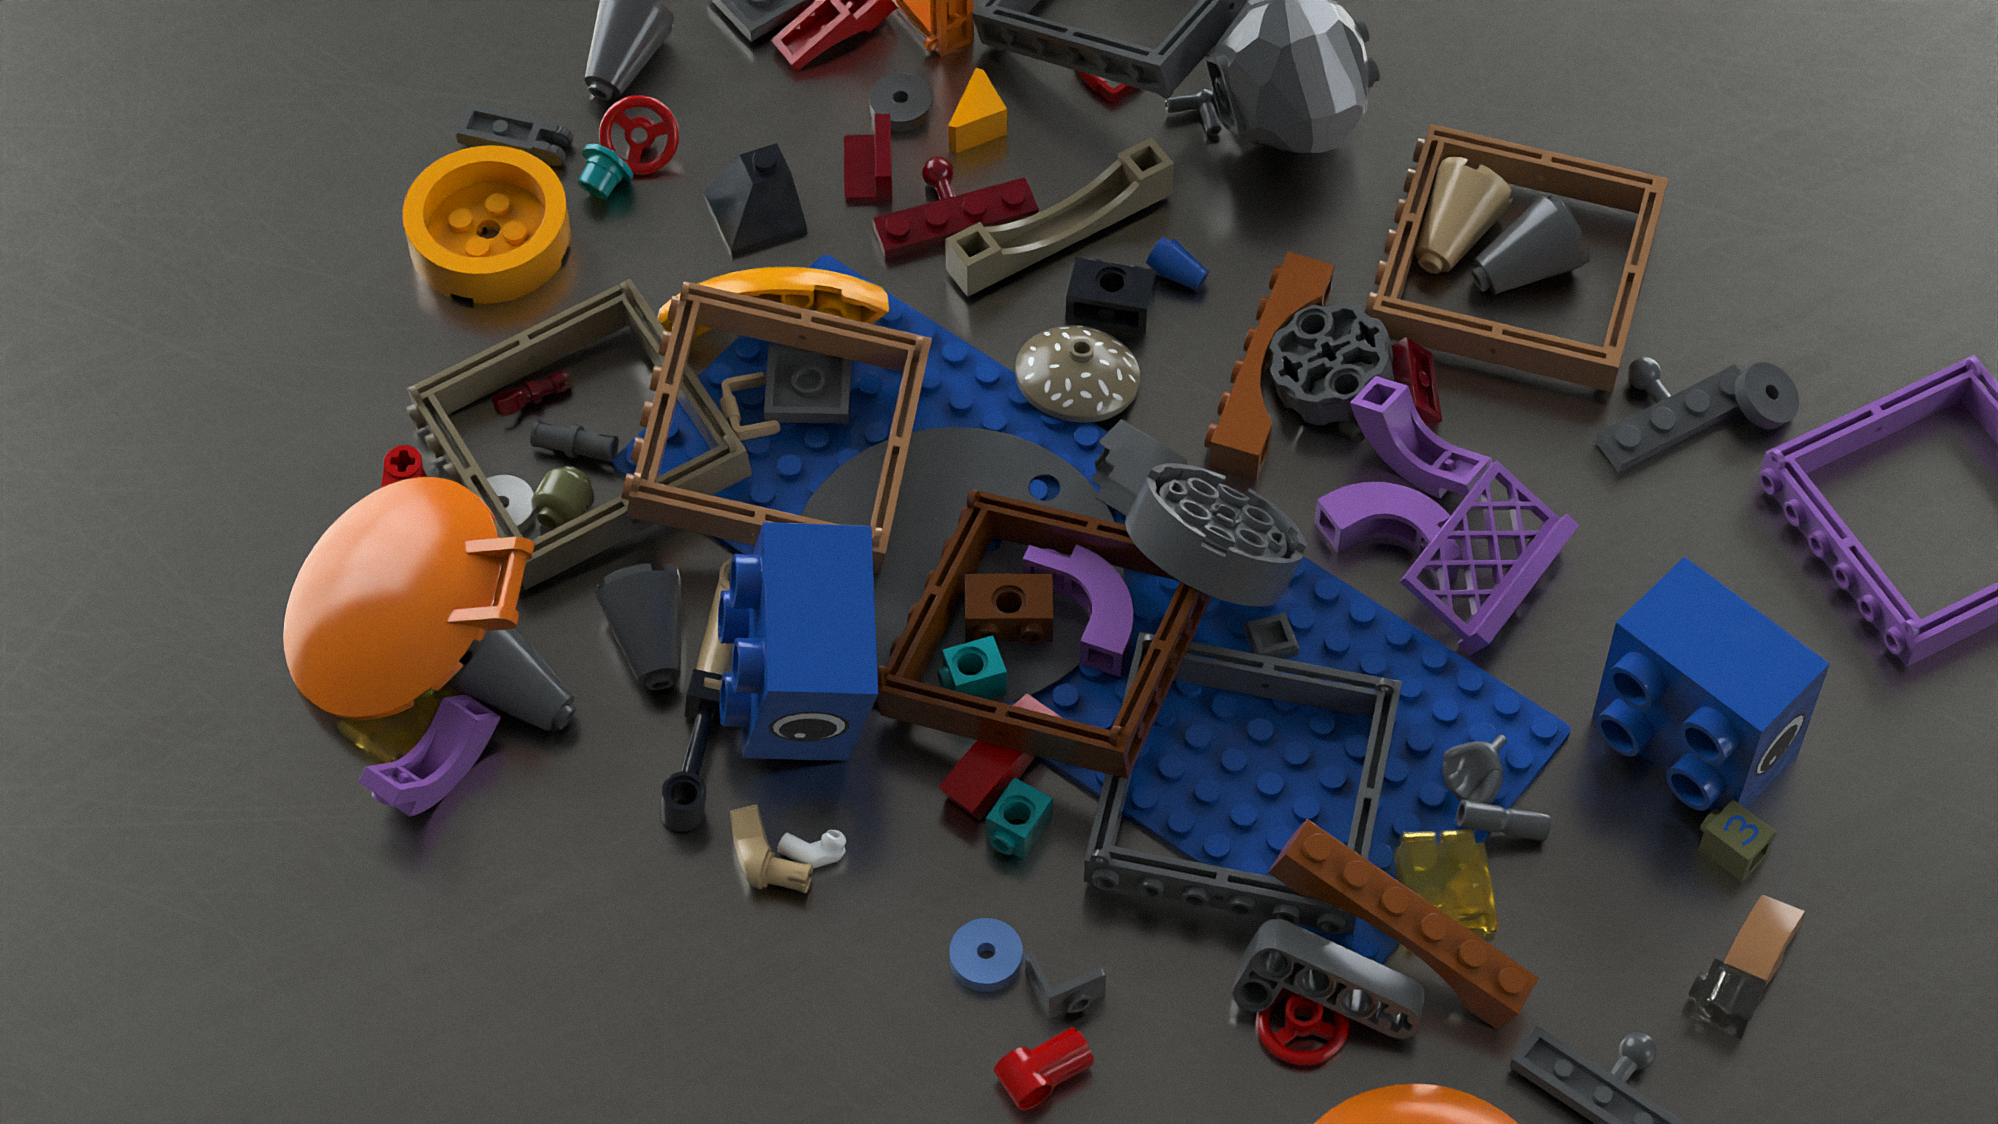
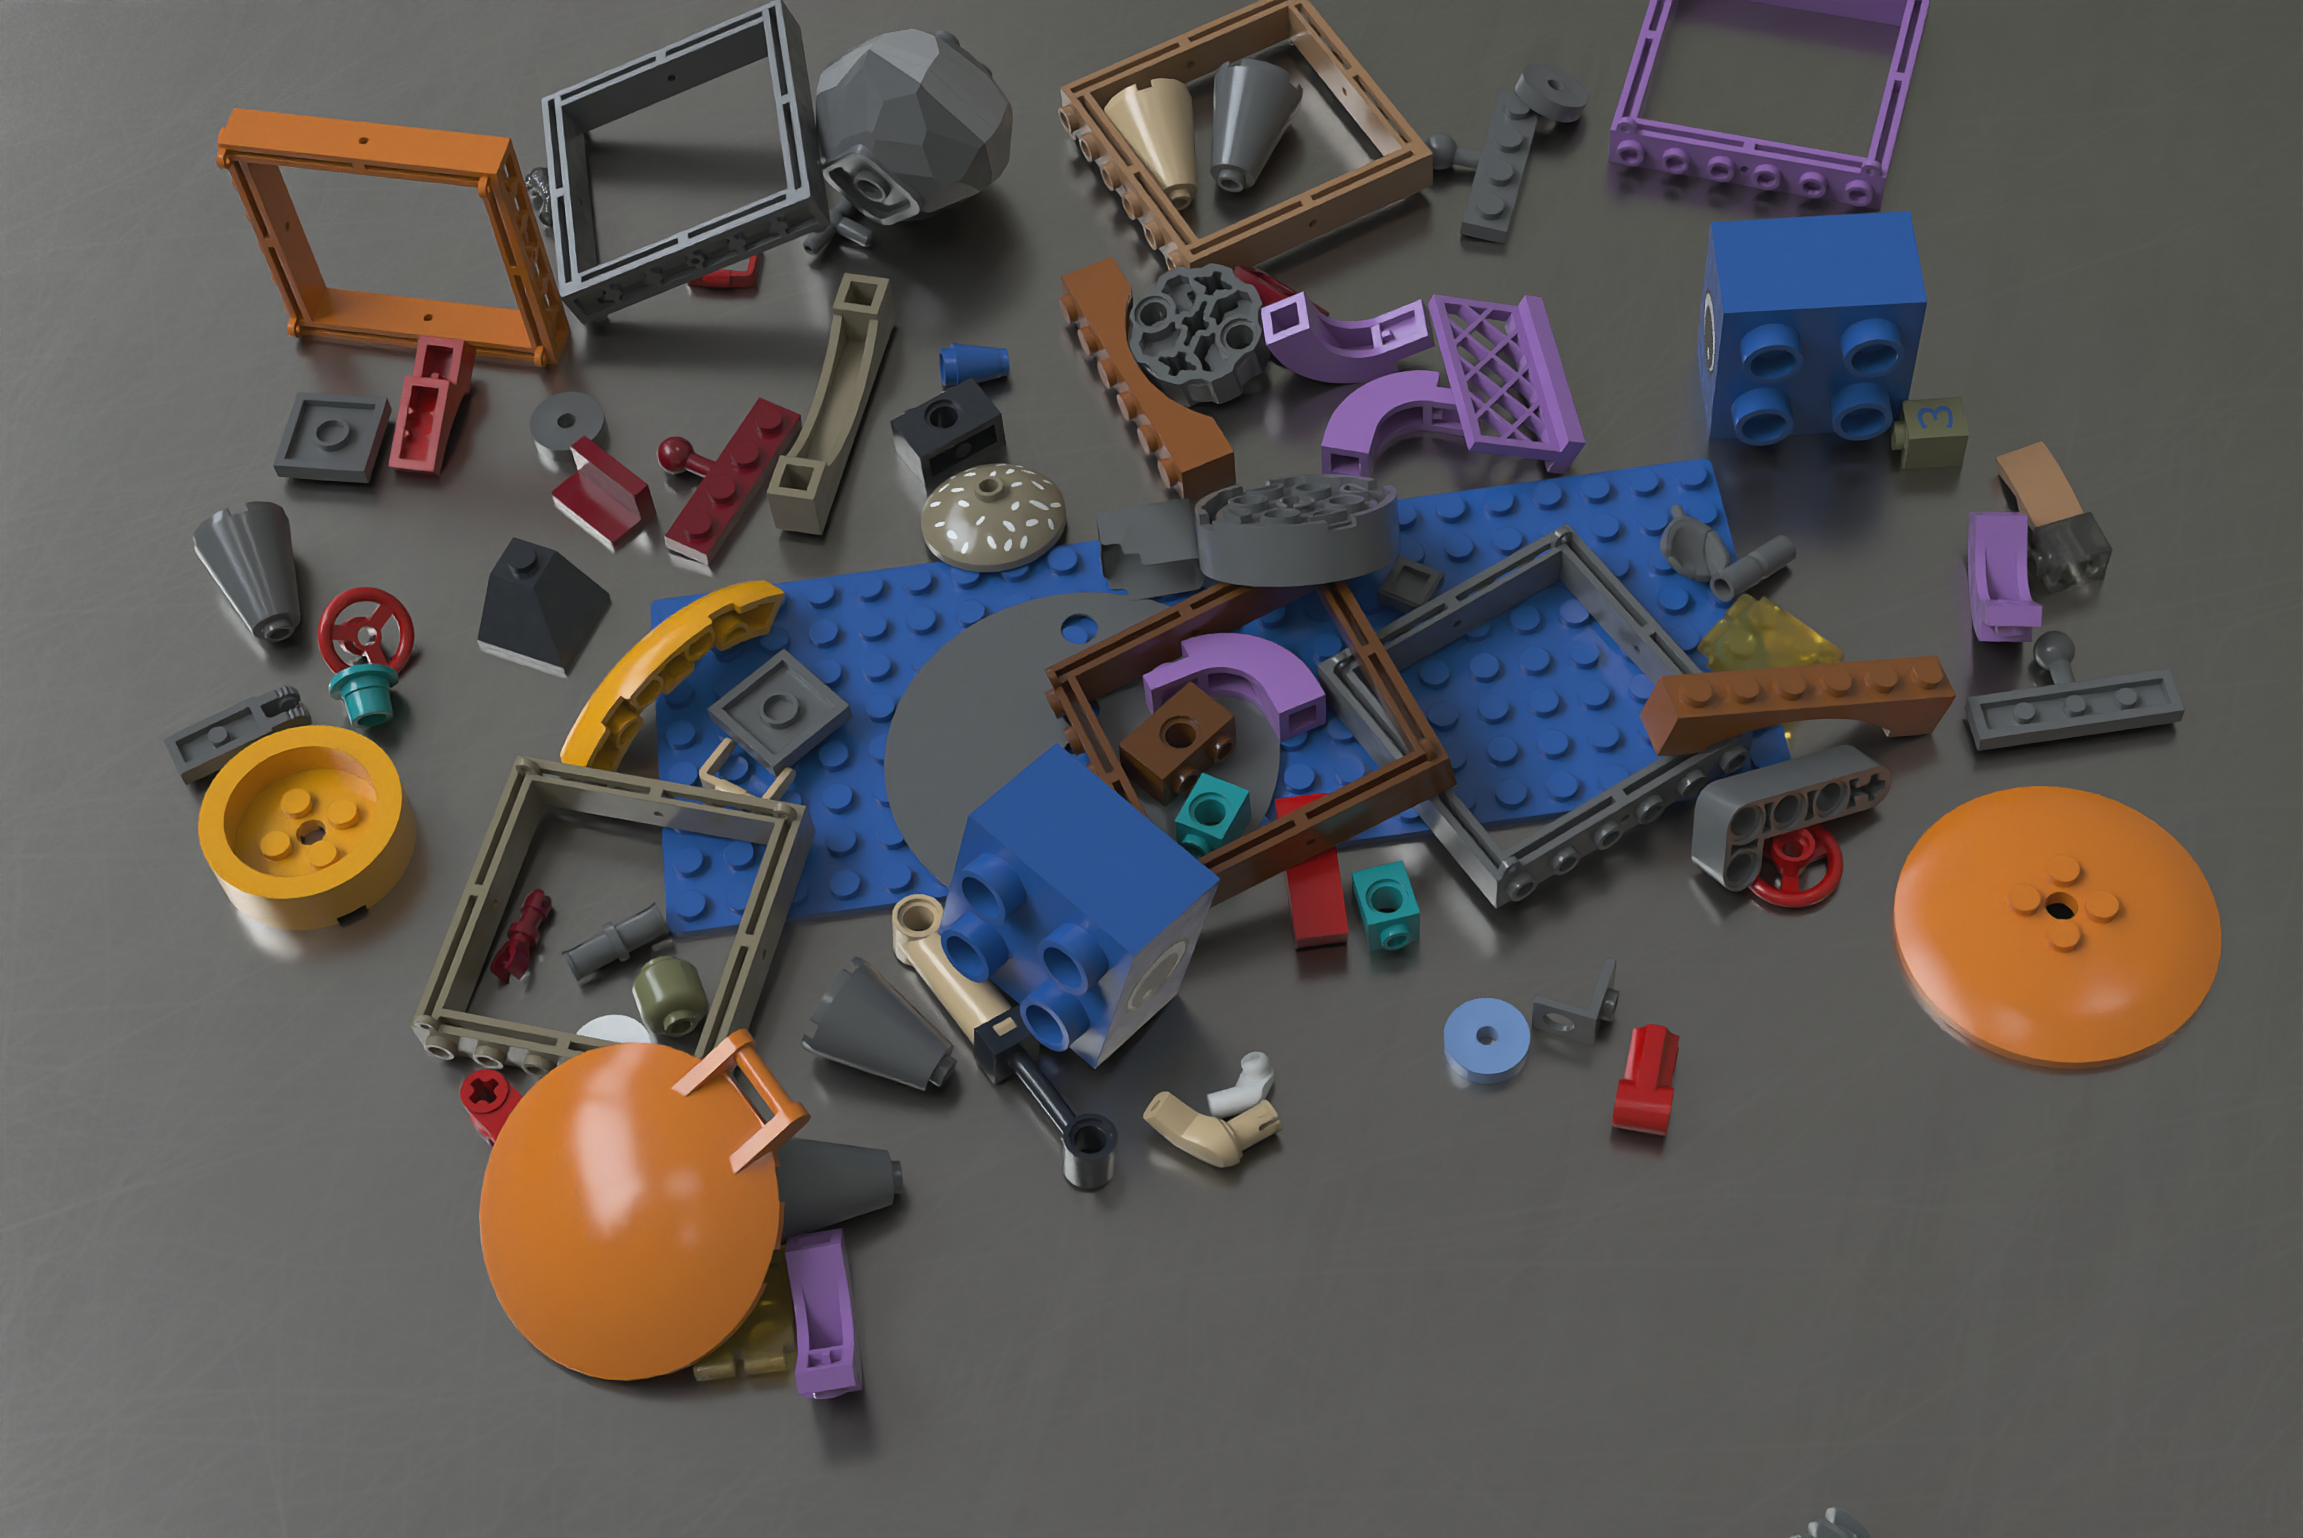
camera: 40 degrees left, 0 degrees up
(780, 325) = (756, 912): medium nougat window -> none
(978, 116) = (658, 377): light orange slope -> none
(1656, 972) = (1999, 577): none -> medium lavender arch

